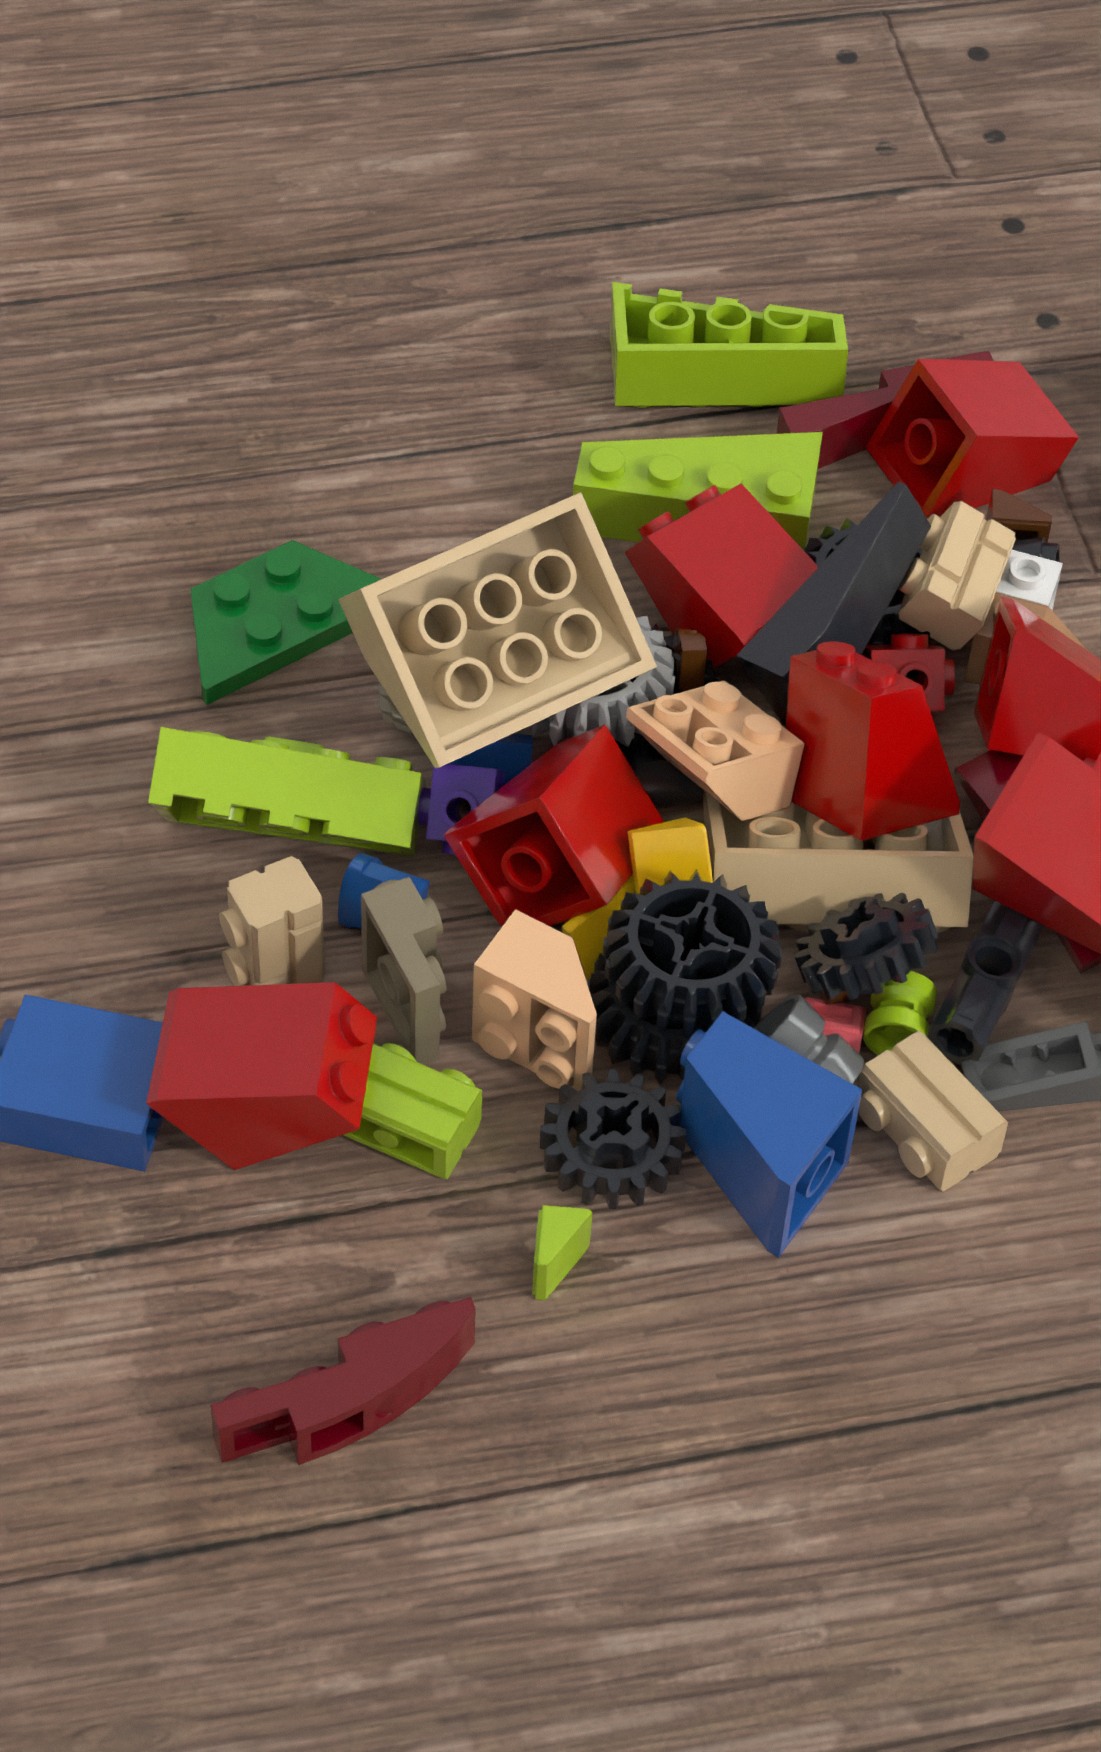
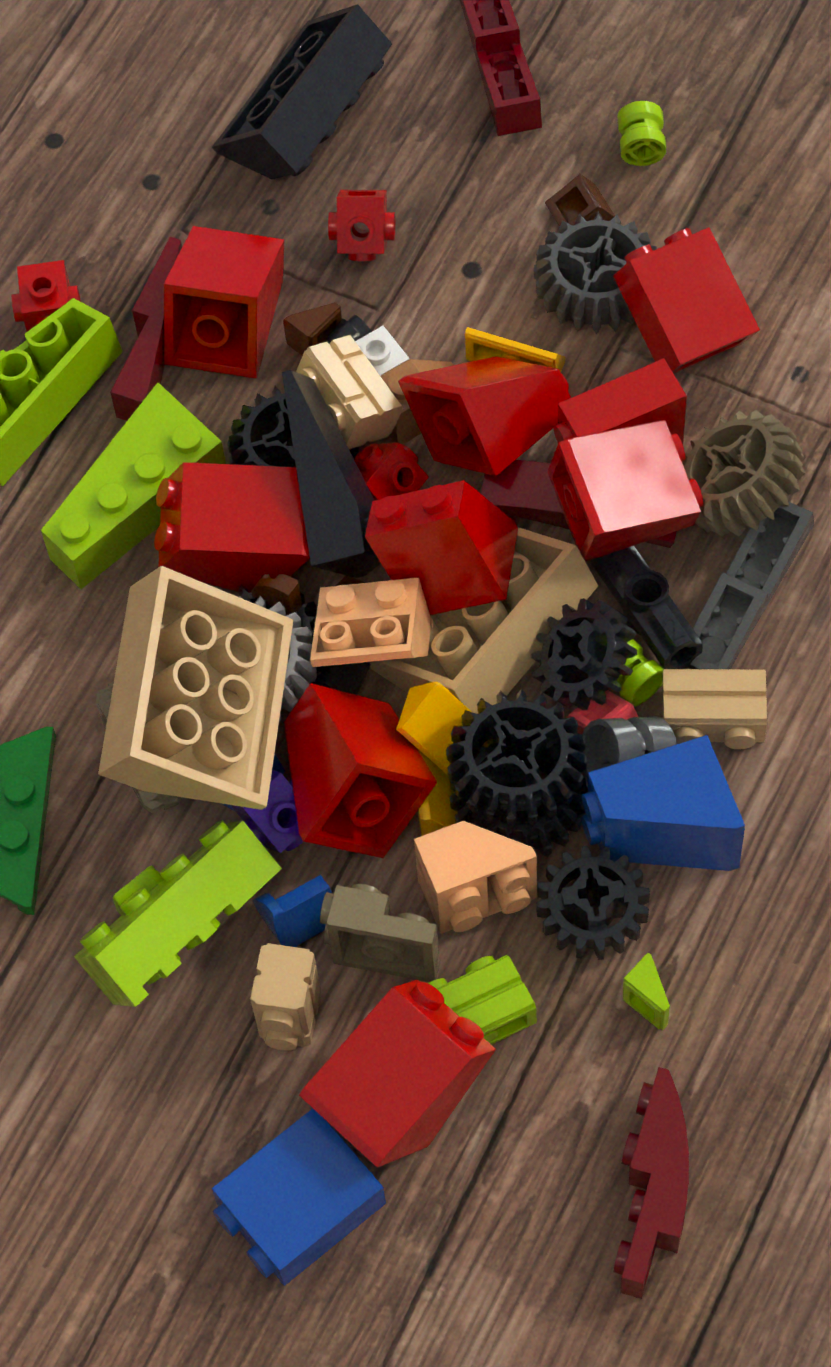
camera: 45 degrees left, 10 degrees up
(838, 291) = (41, 292): none -> red brick

